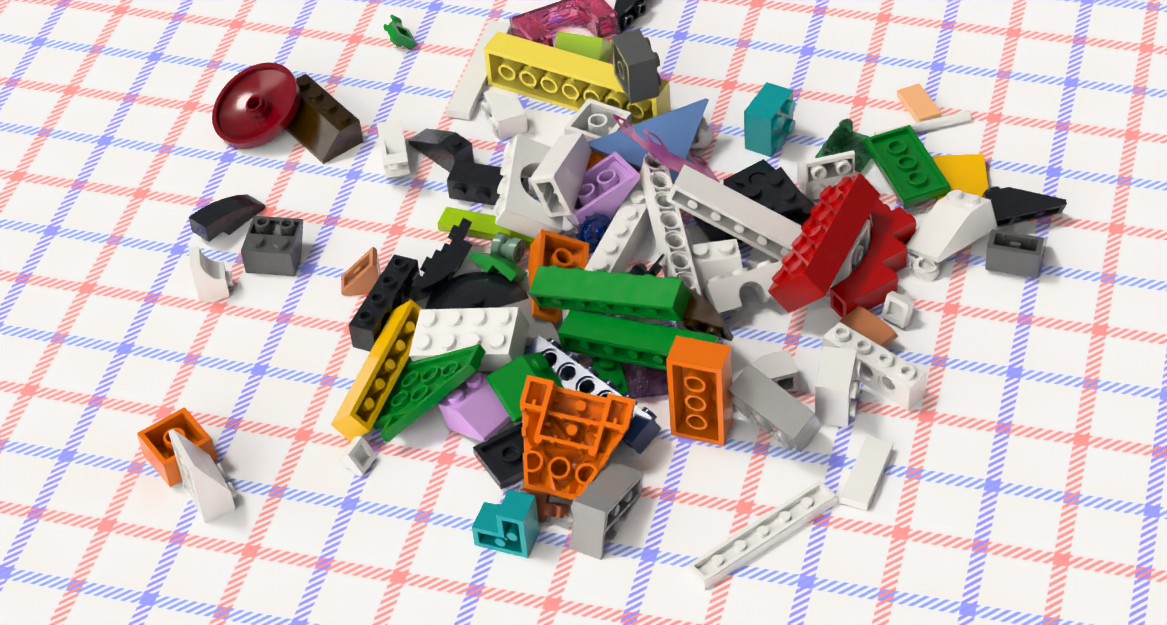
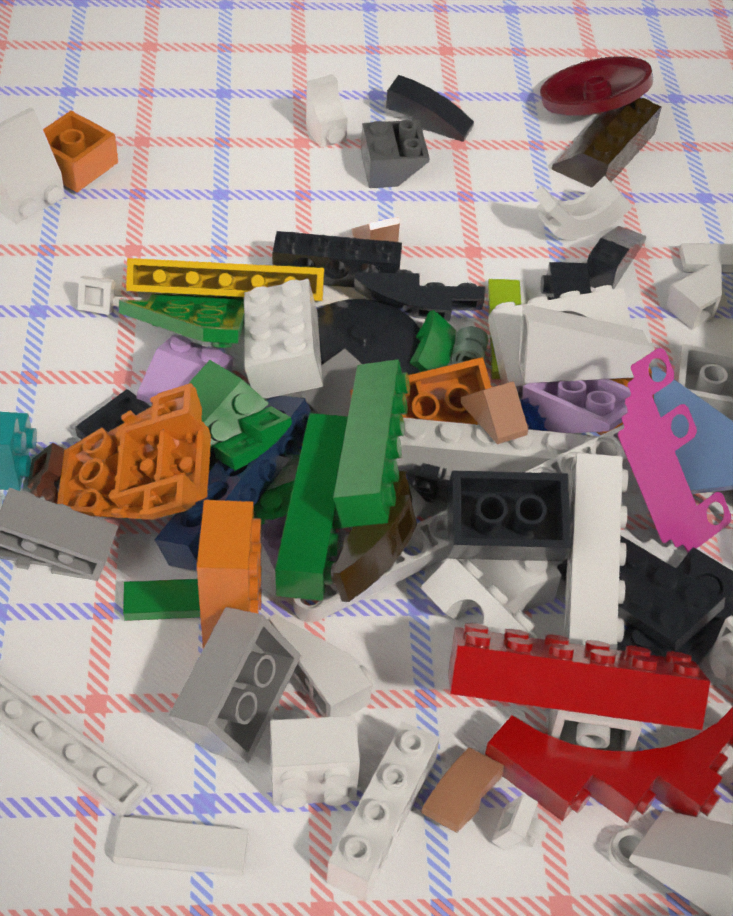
camera: 65 degrees right, 5 degrees up
(568, 366) = (259, 434): none -> green slope
(592, 232) = (498, 412): none -> nougat slope
(673, 457) = (161, 599): none -> green tile
(701, 238) = (508, 516): none -> black brick

